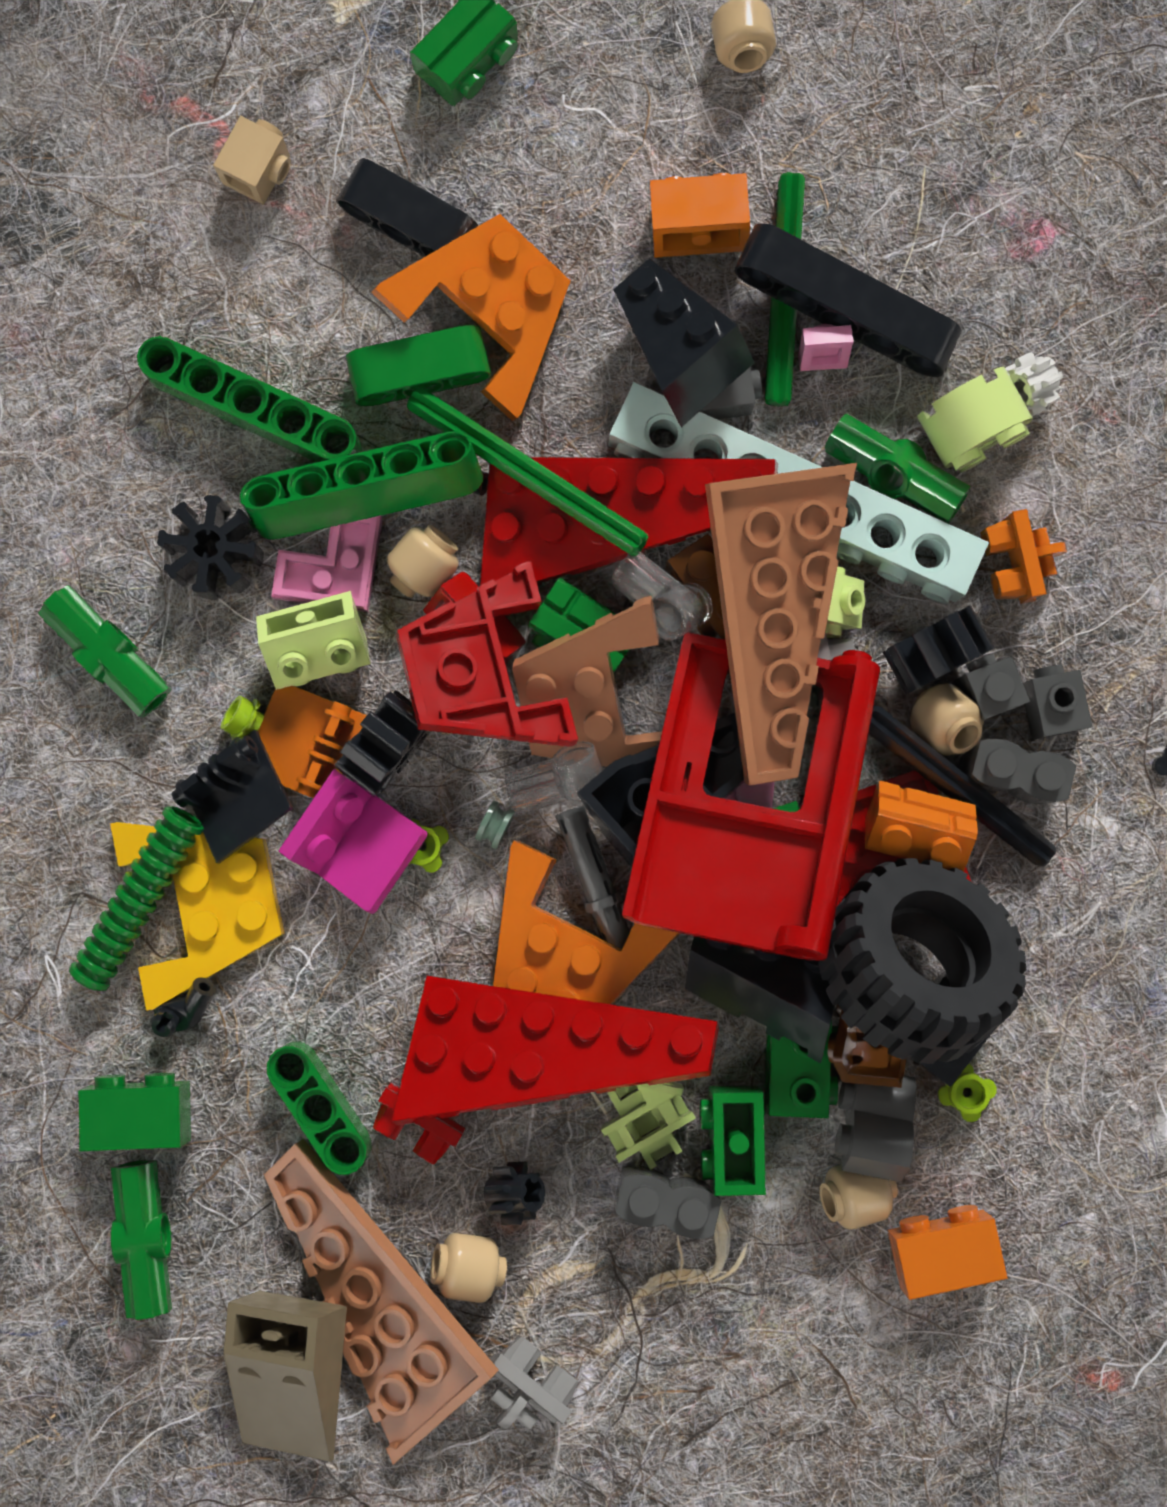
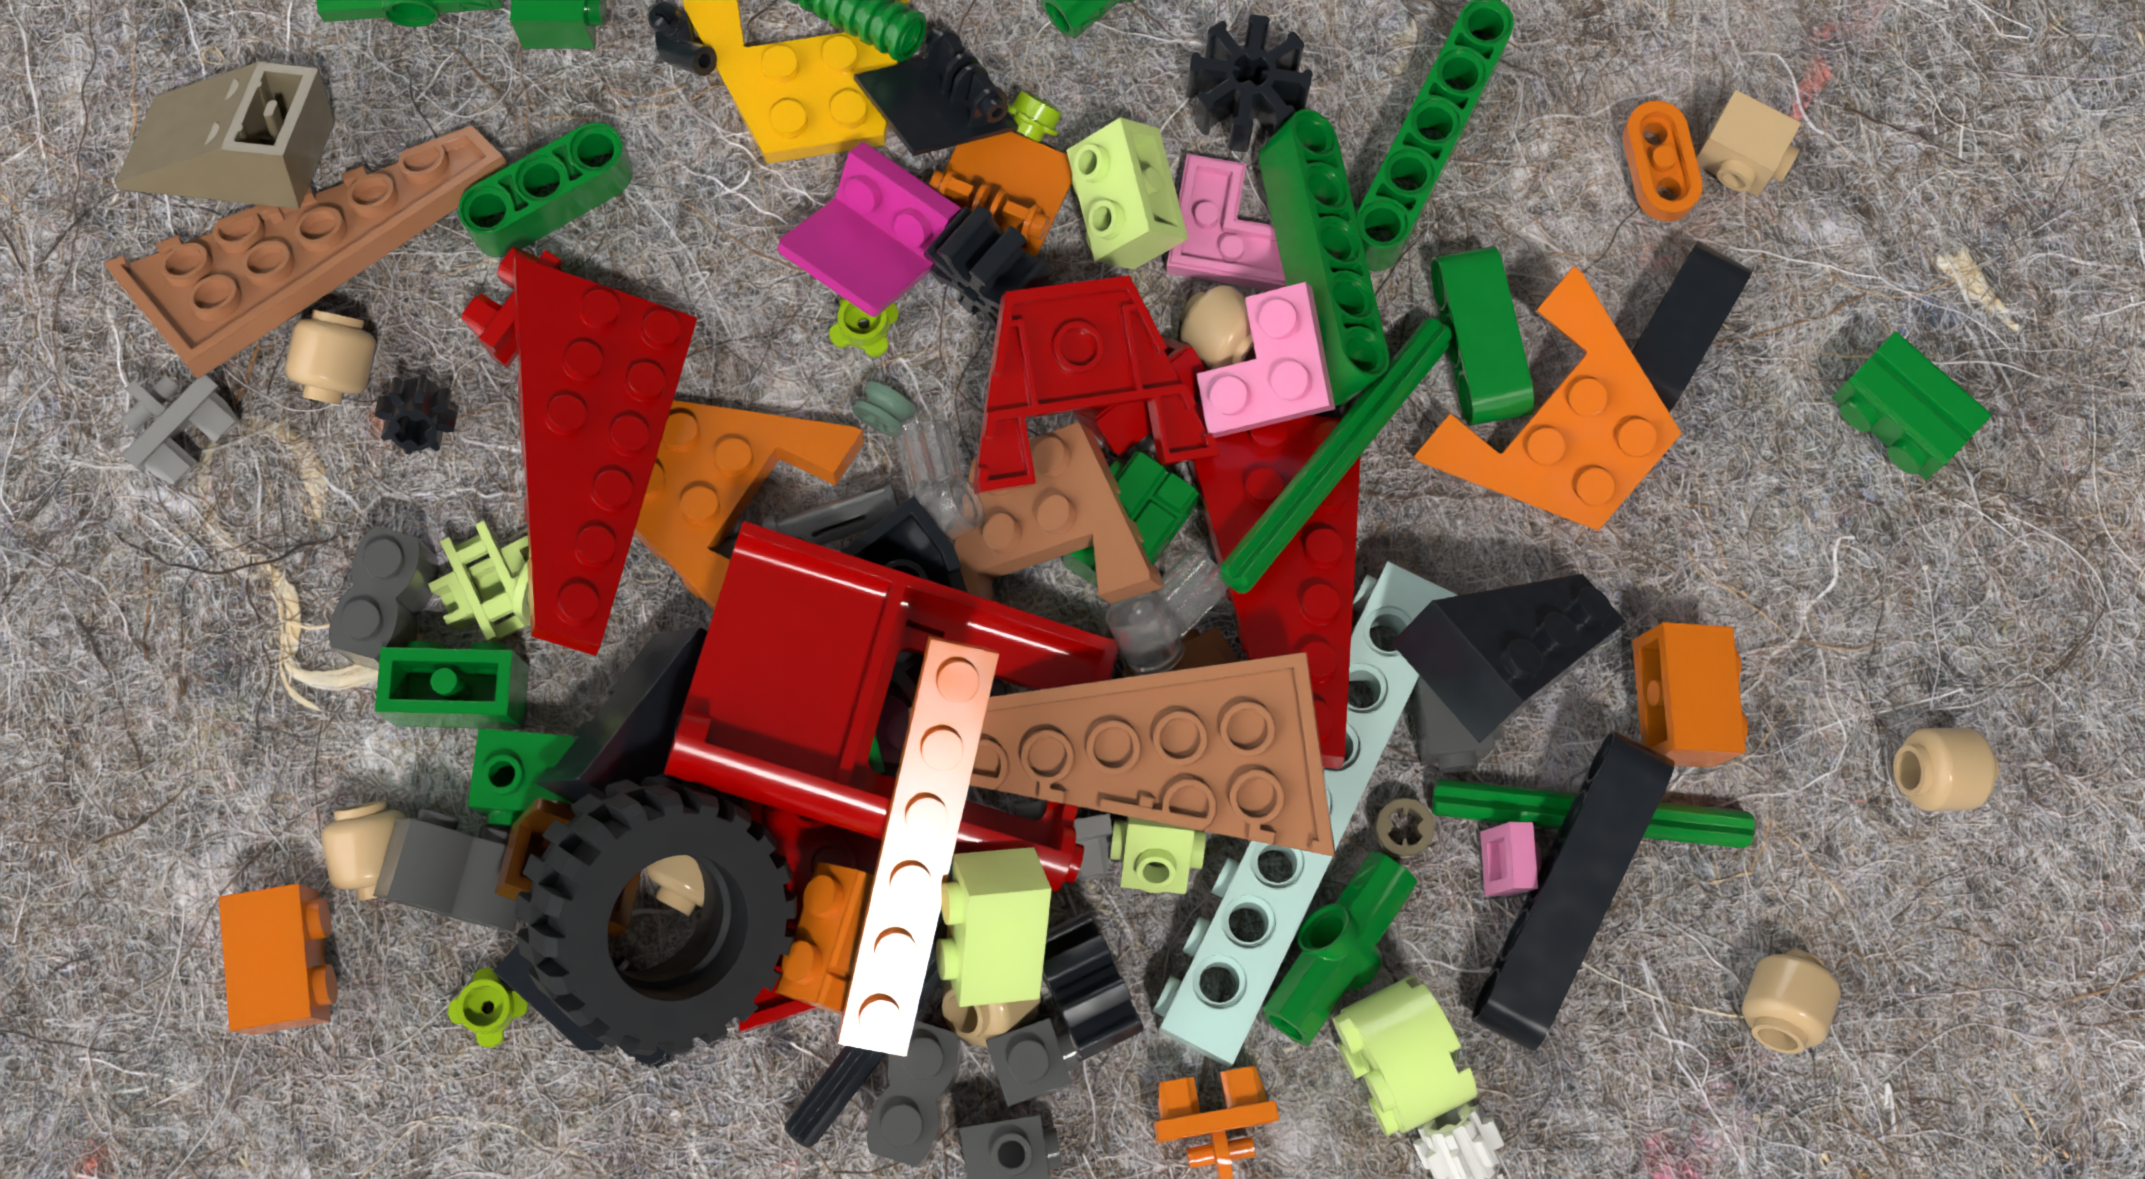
camera: 95 degrees right, 10 degrees down
(268, 222) = (1662, 165): none -> orange plate
(470, 510) = (1285, 378): none -> bright pink plate
(801, 411) = (1383, 826): none -> dark tan bush
(862, 766) = (917, 846): none -> plate
(916, 709) = (994, 927): none -> yellowish green brick
(917, 150) = (1791, 1001): none -> tan head

